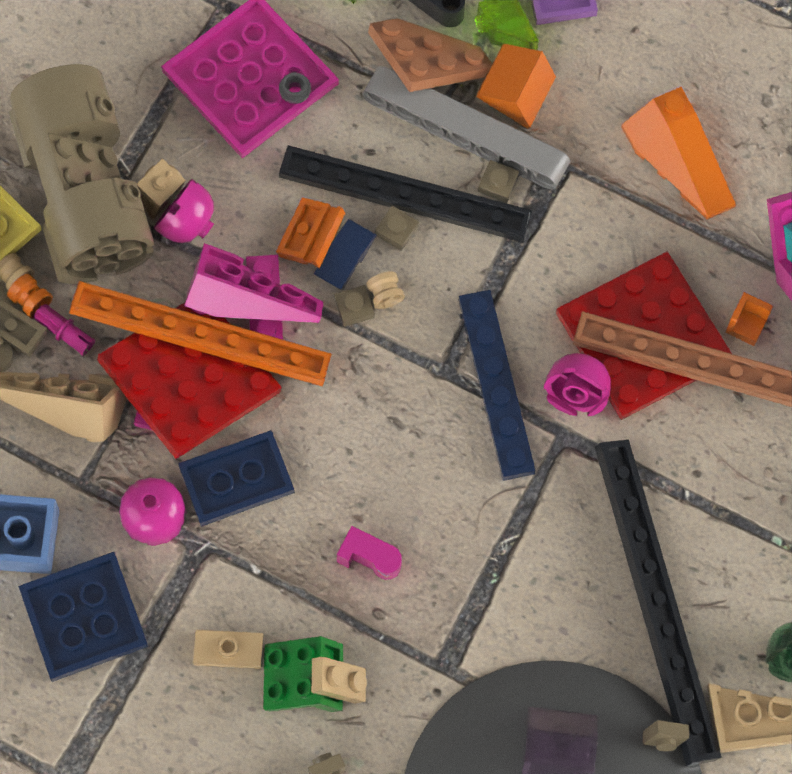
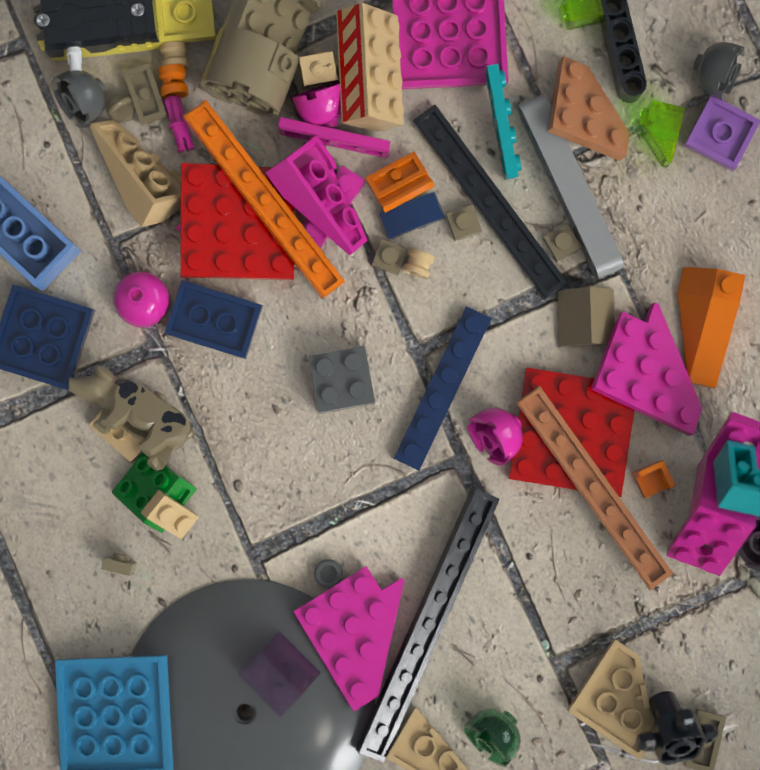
camera: 40 degrees right, 15 degrees up
(206, 151) = (369, 68): none -> tan brick
(220, 236) = (334, 137): none -> dark pink tile
(230, 610) = (137, 411): none -> dark tan animal
(292, 80) = (474, 58): dark grey plate -> none
(352, 106) = (500, 110): none -> teal plate
(370, 552) = (267, 452): dark pink leg -> none
(400, 441) = (341, 380): none -> dark grey brick
(517, 83) = (632, 181): orange slope -> none
(528, 627) = (328, 573): none -> dark grey tile
(572, 228) = (585, 316): none -> dark tan slope
(595, 659) = (353, 632): none -> dark pink wing
(665, 233) = (647, 372): none -> dark pink wing
(665, 735) = (355, 723): dark tan plate -> none

